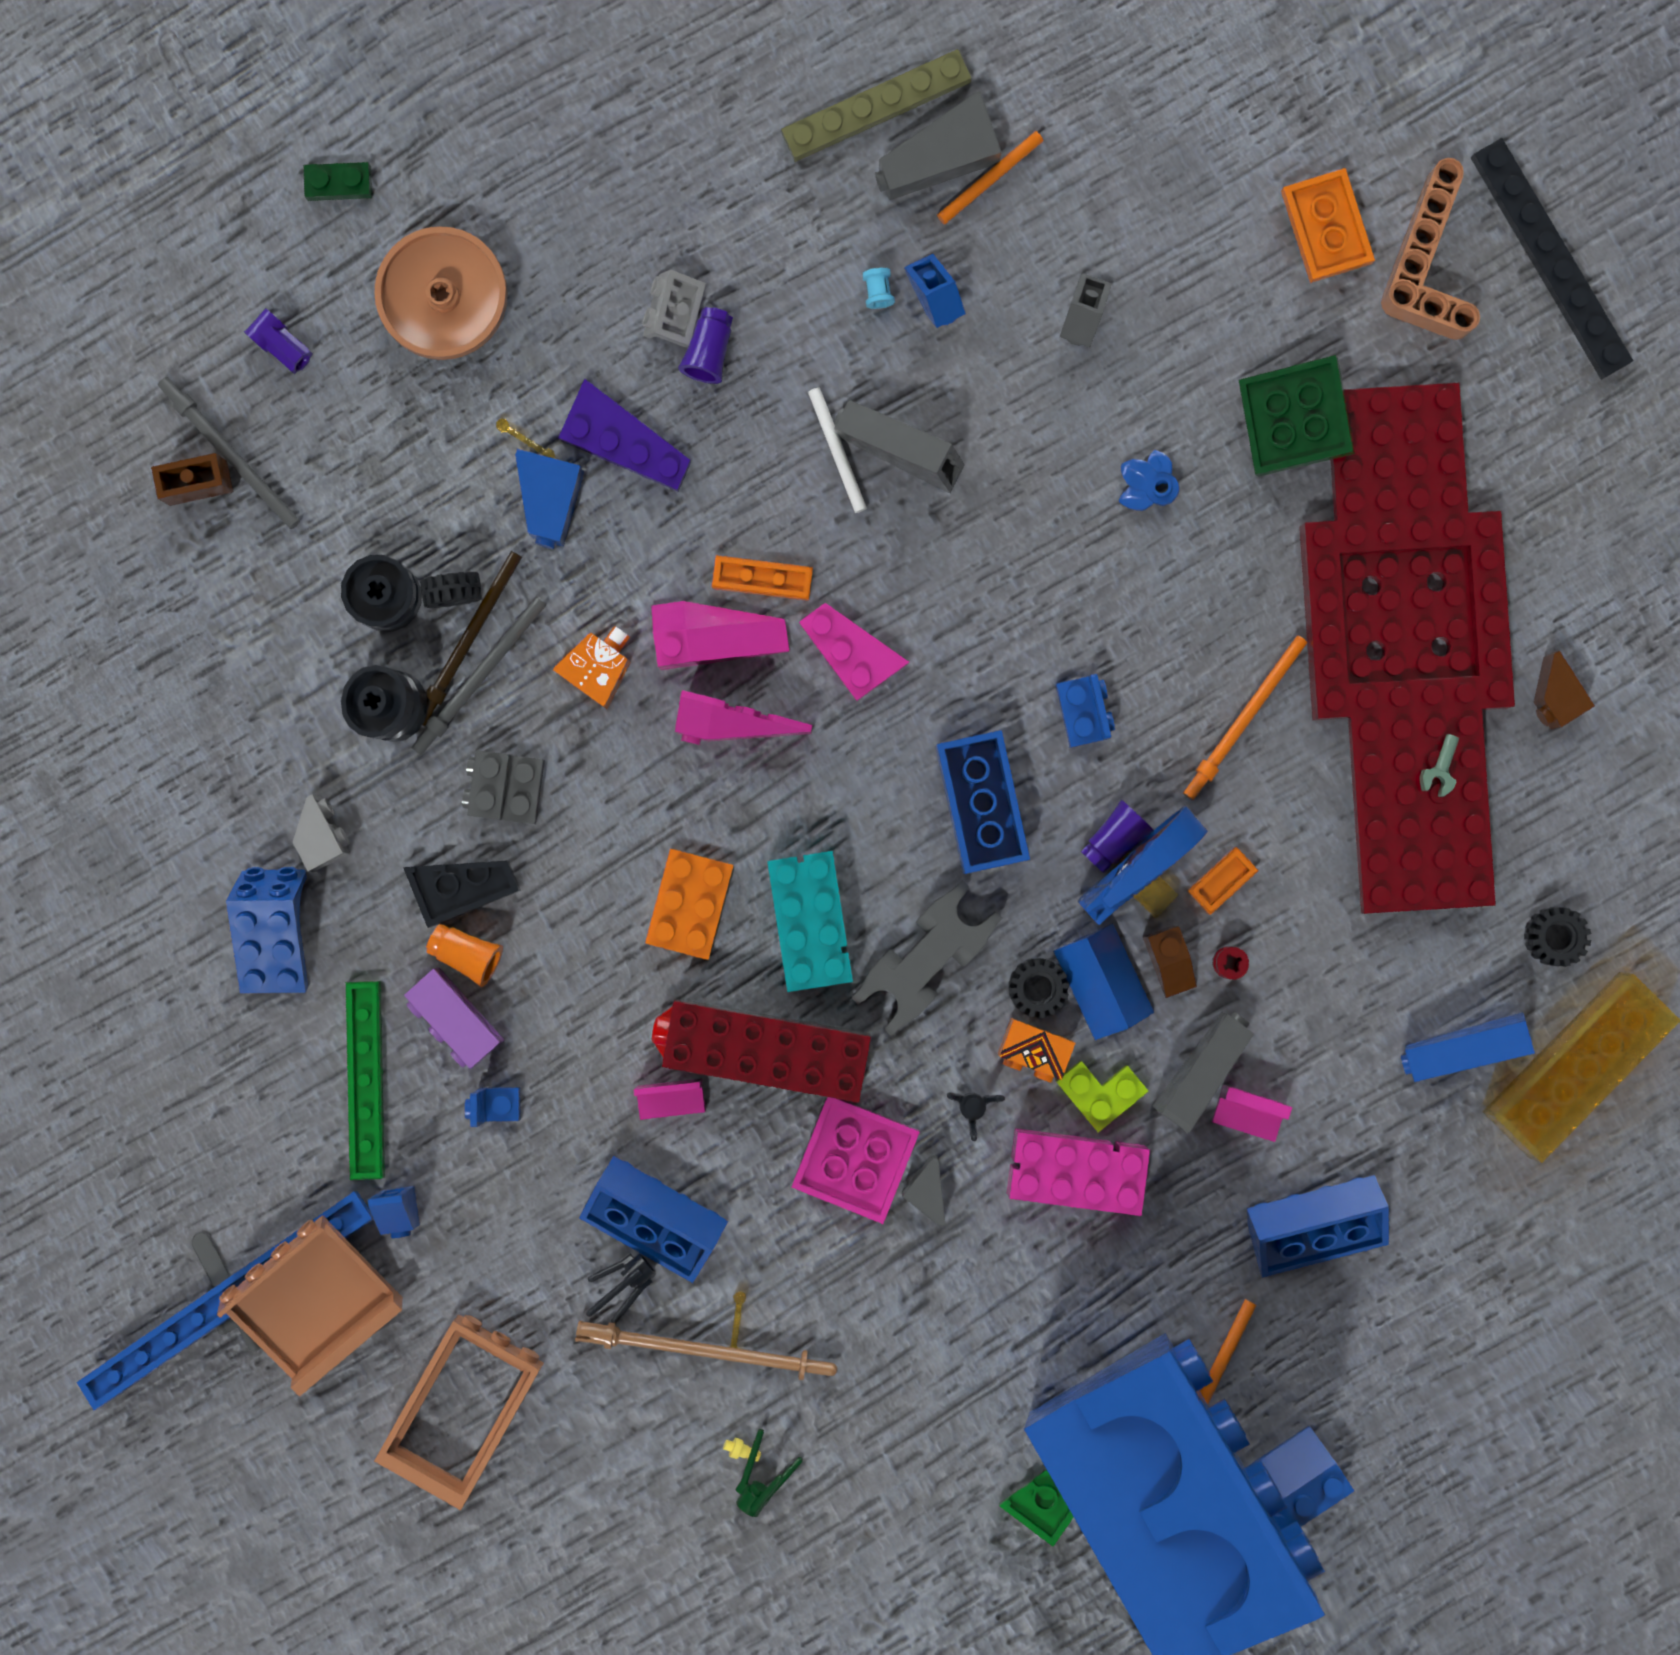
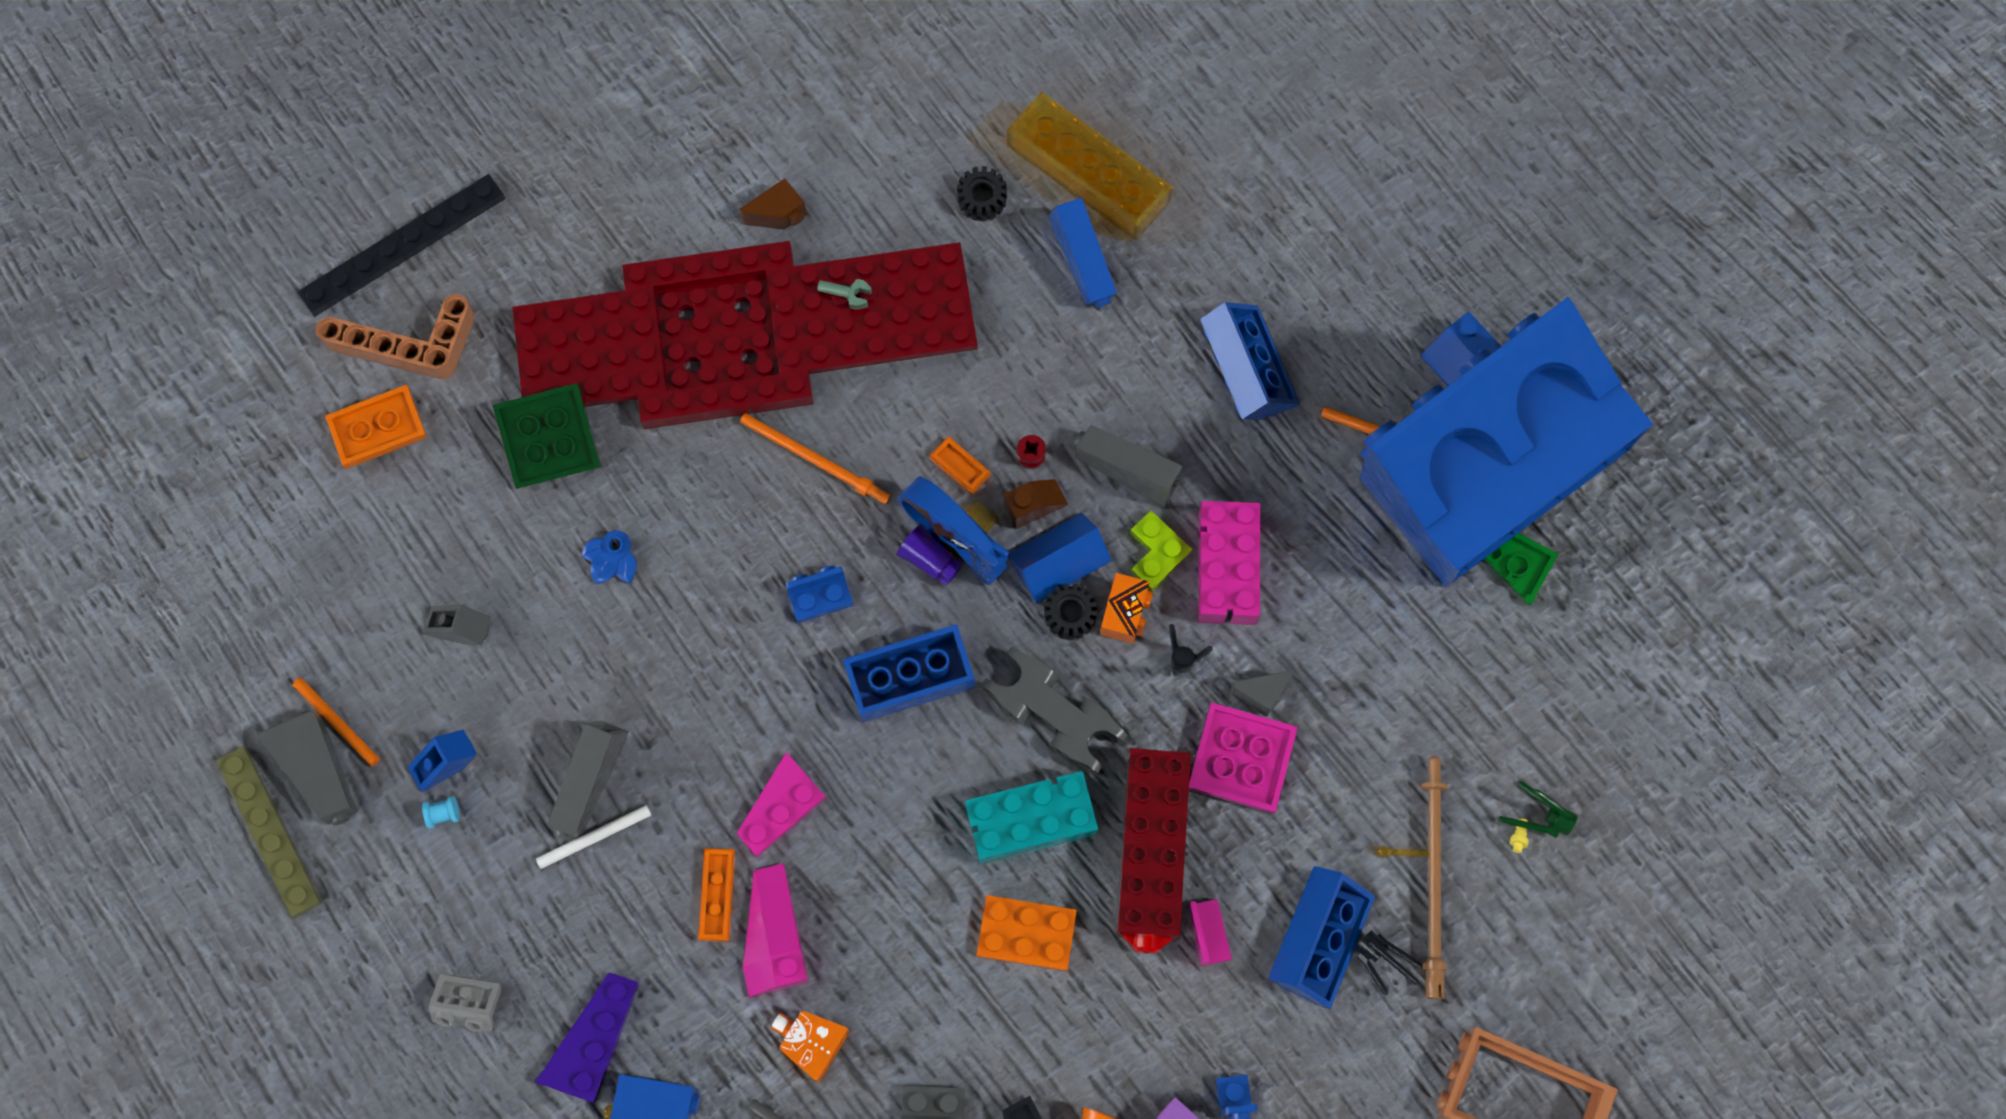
camera: 95 degrees left, 15 degrees down
(708, 347) = (501, 965): dark purple plant -> none
(714, 720) = (852, 923): dark pink wedge -> none
(1250, 1113) = (1160, 424): dark pink panel -> none

